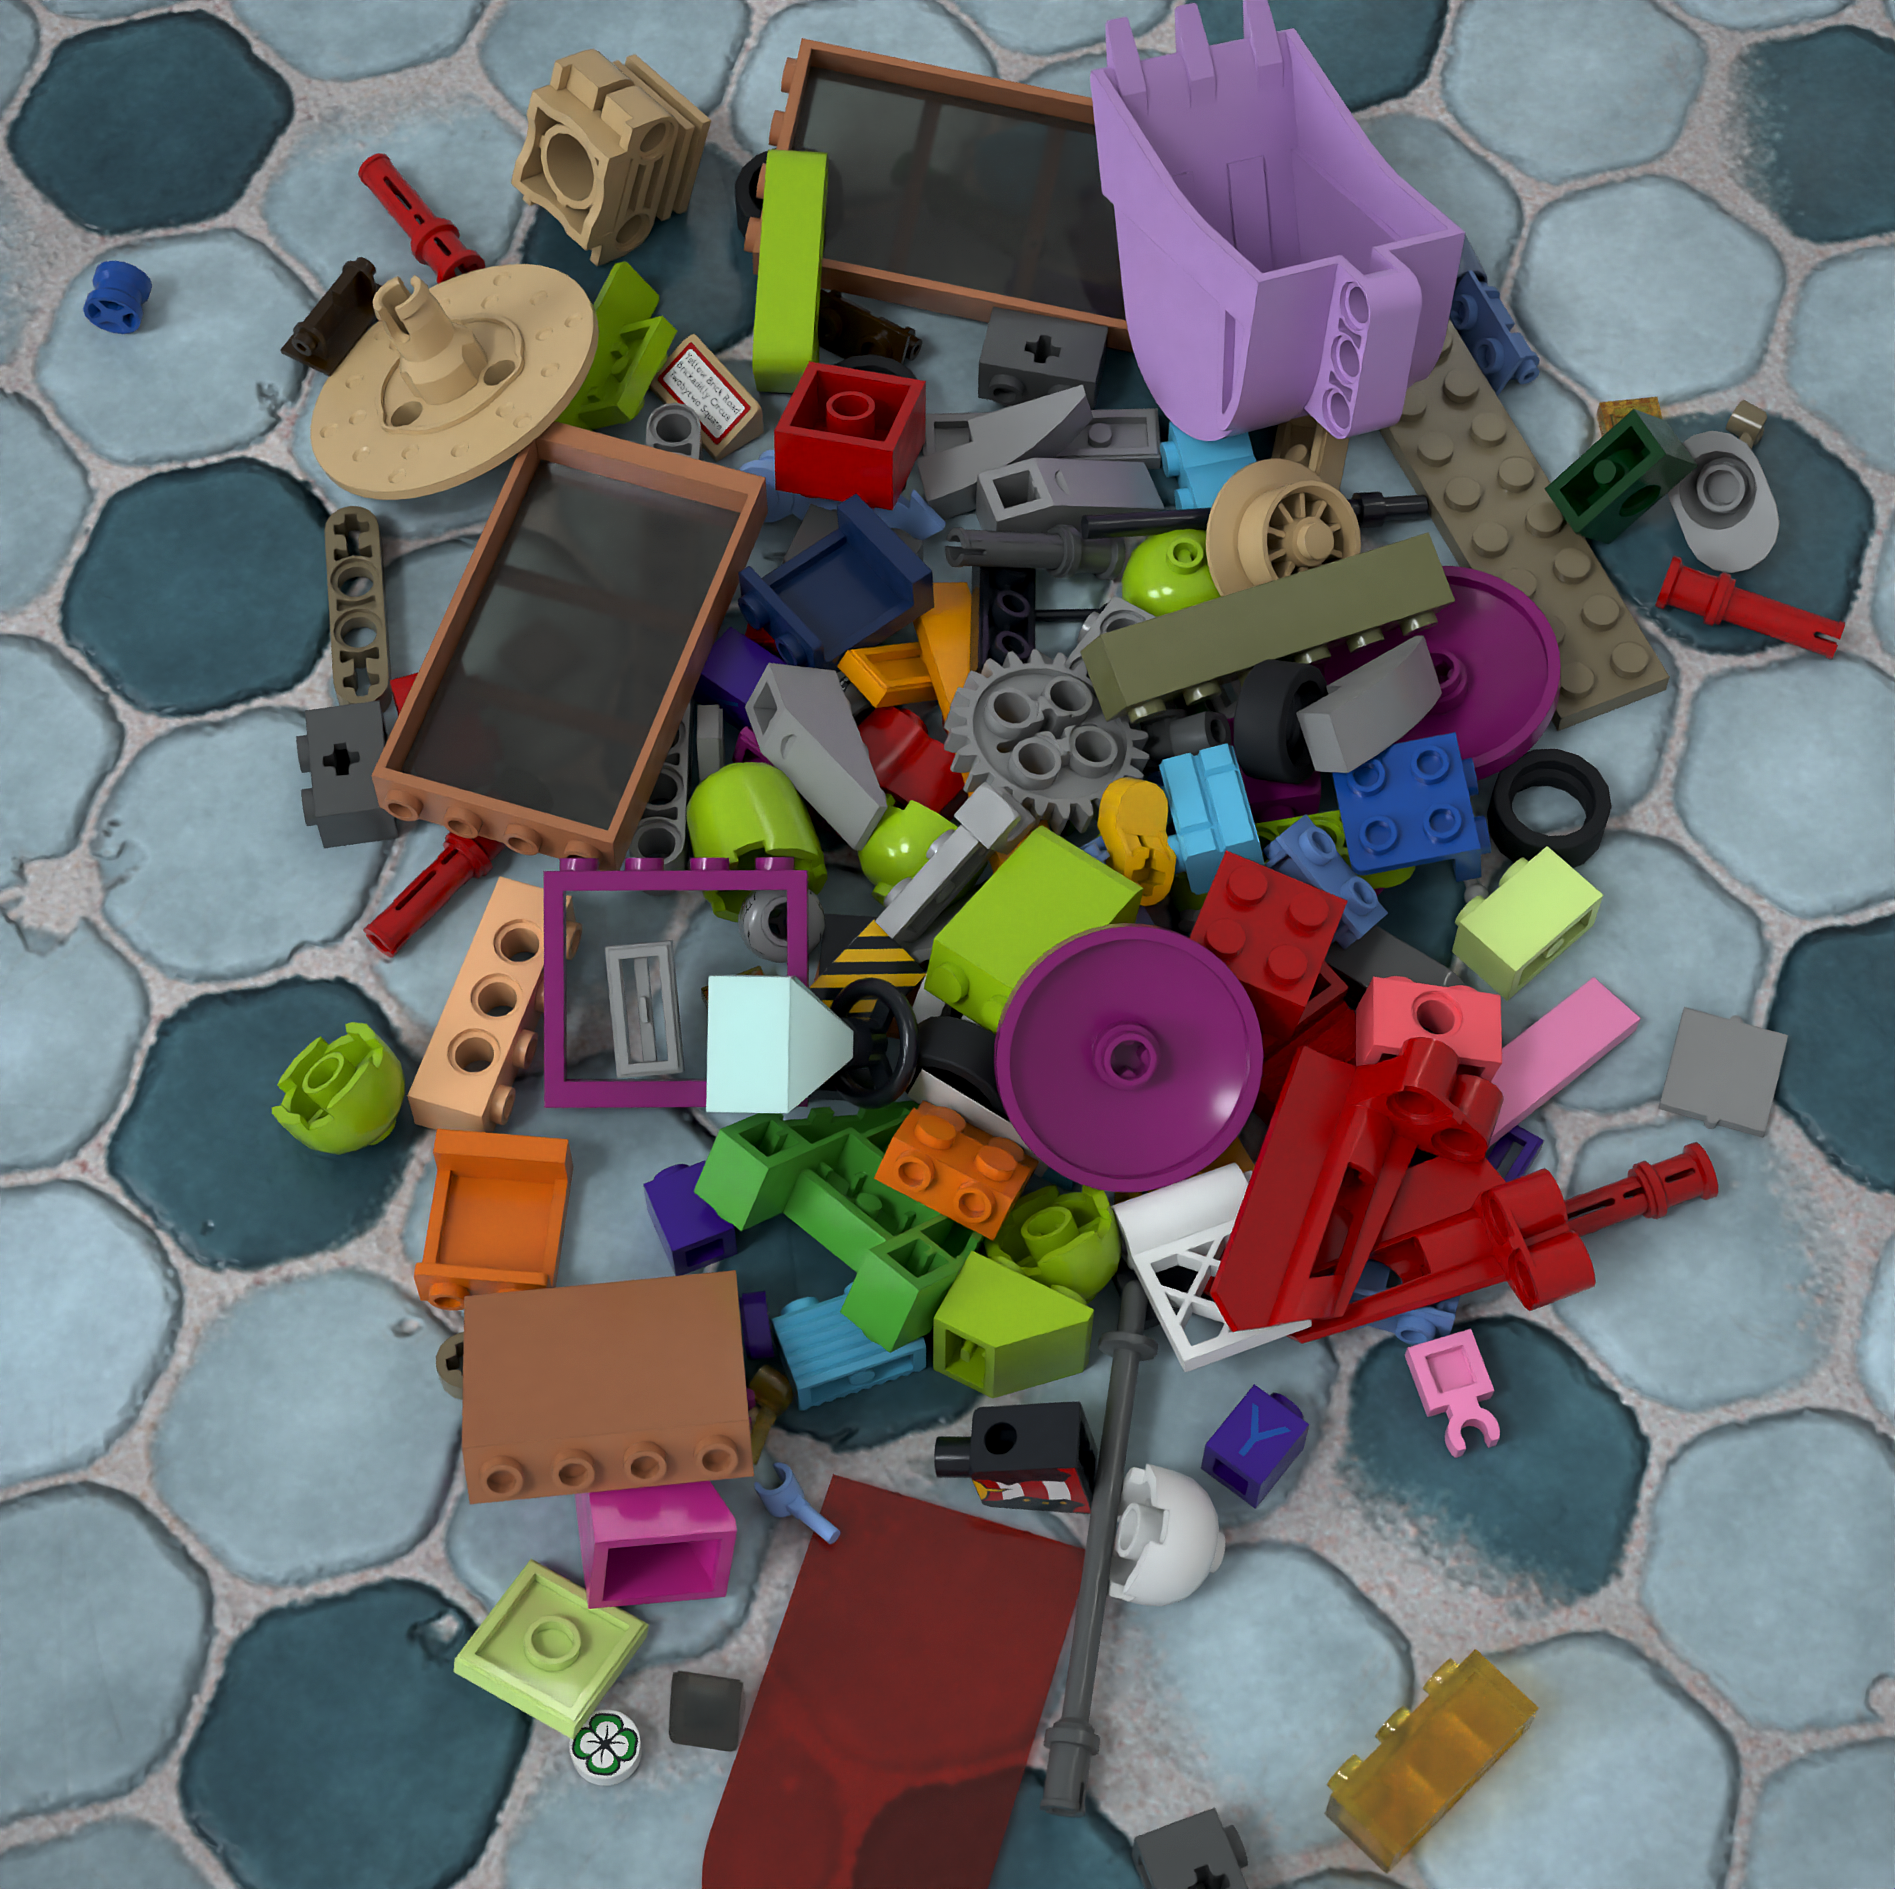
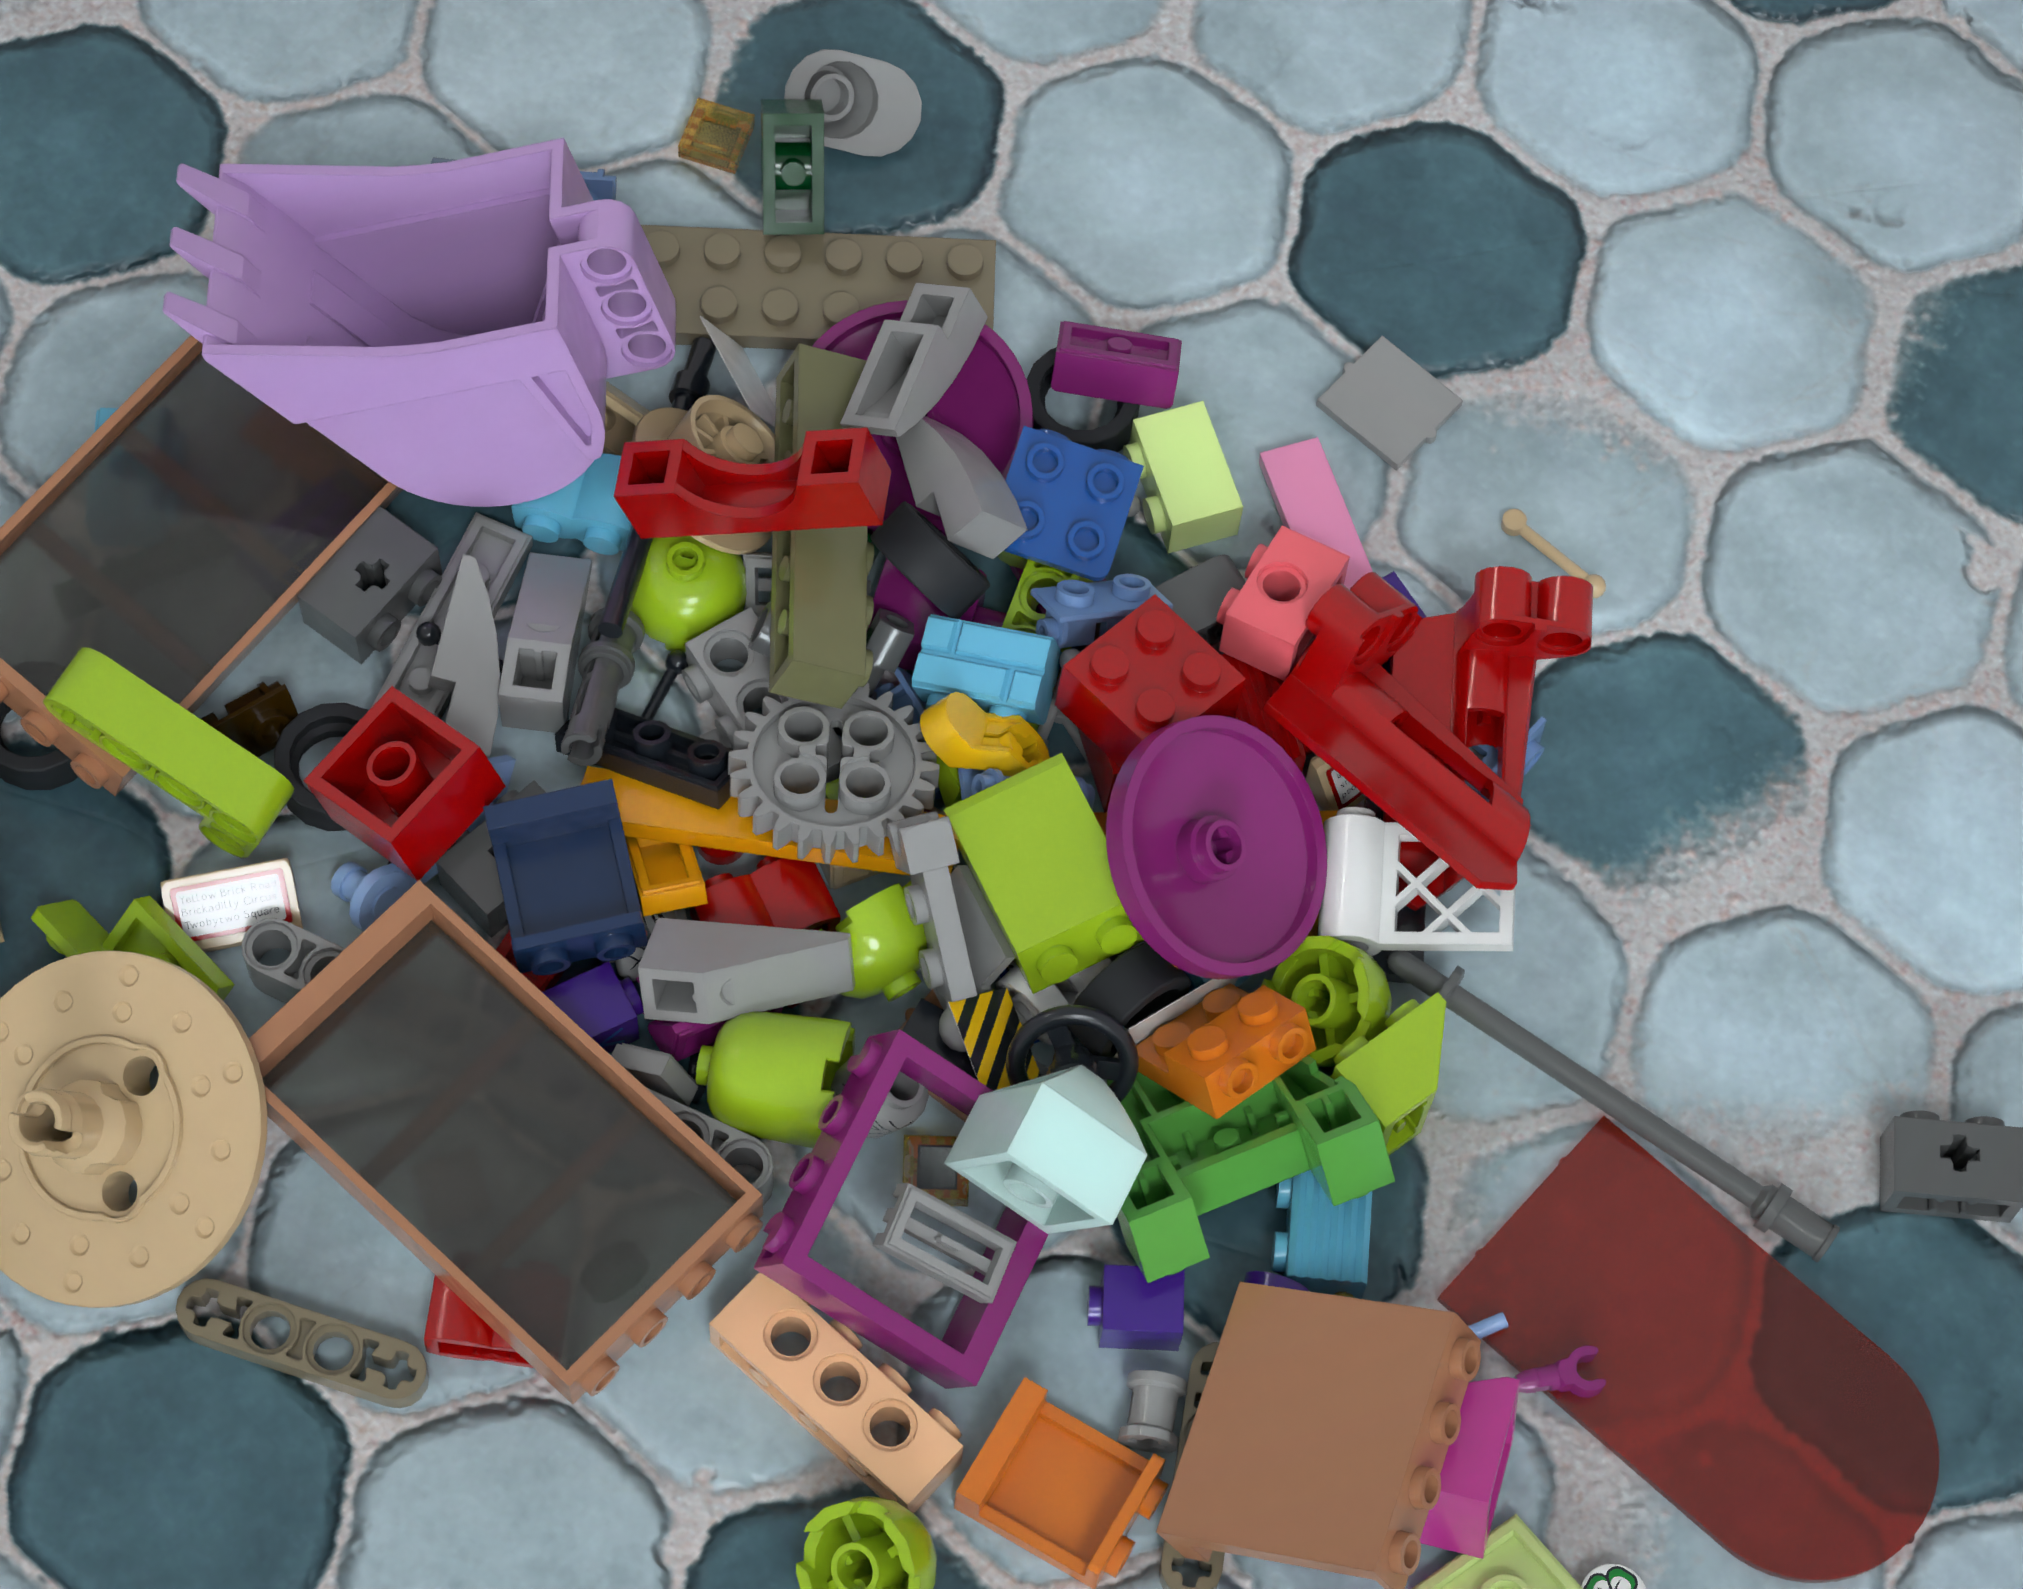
camera: 70 degrees left, 5 degrees up
(341, 755) = (478, 1397): dark grey brick -> none
(432, 890) = (690, 1453): red pin -> none
(598, 1264) = (1152, 1411): none -> light grey bush
(706, 1711) = (1619, 1499): clear smoke slope -> none
(802, 1609) = (1562, 1375): none -> magenta piece
(1025, 1457) = (1522, 1104): black torso -> none
(1163, 1538) = (1635, 1046): white cylinder -> none
(1255, 1444) = (1575, 934): dark purple brick -> none
(1270, 573) = (682, 491): none -> red arch
(1400, 515) = (743, 374): none -> white sticker
(1428, 1758) = (1907, 936): clear yellow brick -> none
(1453, 1381) = (1582, 755): bright pink plate -> none
(1468, 626) = (915, 359): none -> light grey slope
(1594, 809) = (1116, 365): none -> magenta slope
(1649, 1191) = (1478, 514): red pin -> none
(1665, 1233) = (1514, 524): none -> tan hinge
(1720, 600) = (940, 159): red pin -> none
(1747, 423) = (769, 41): dark tan hand -> none

